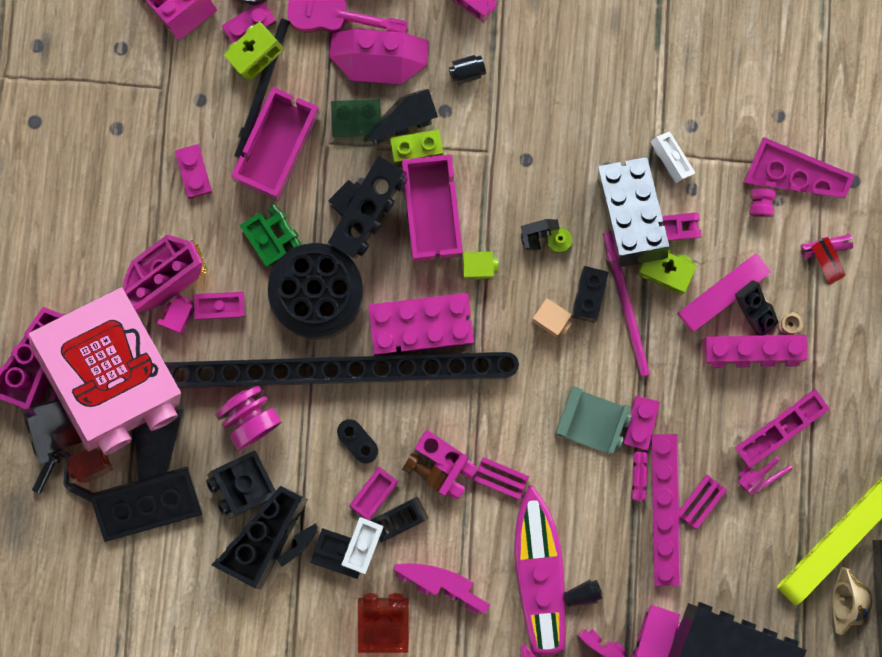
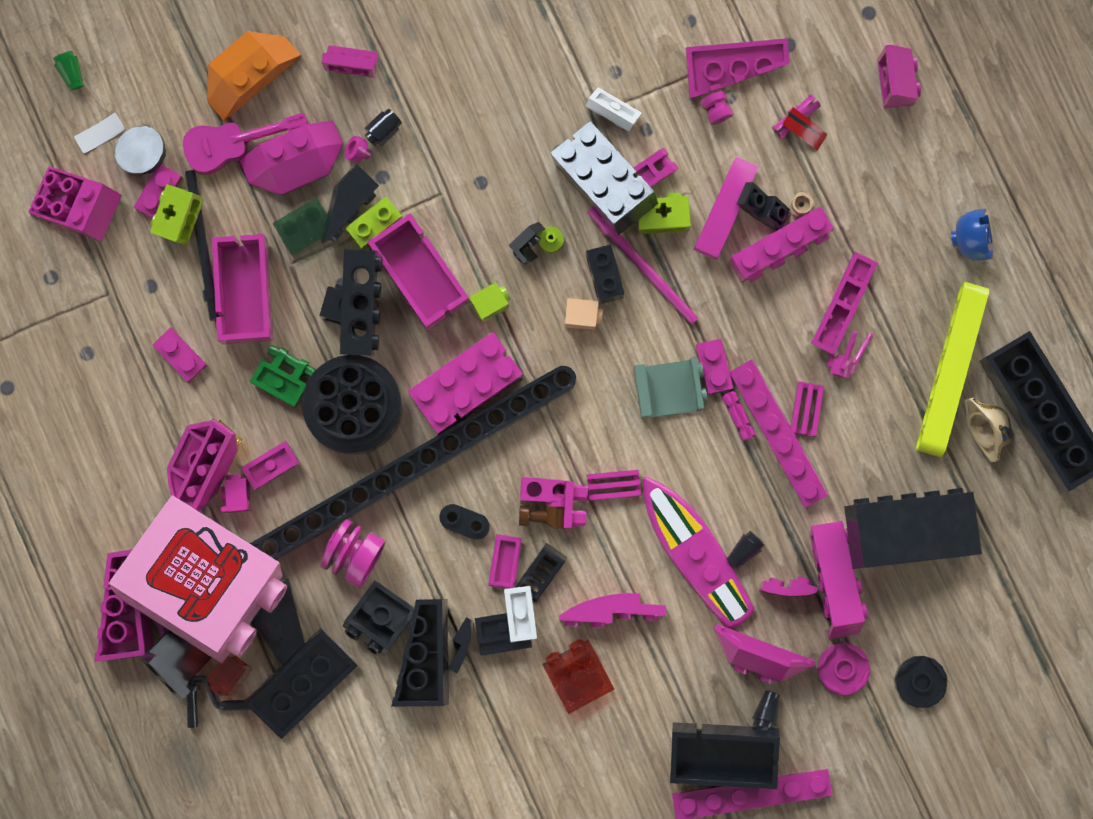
camera: 25 degrees left, 0 degrees up
(436, 76) = (357, 149): none -> dark pink tile

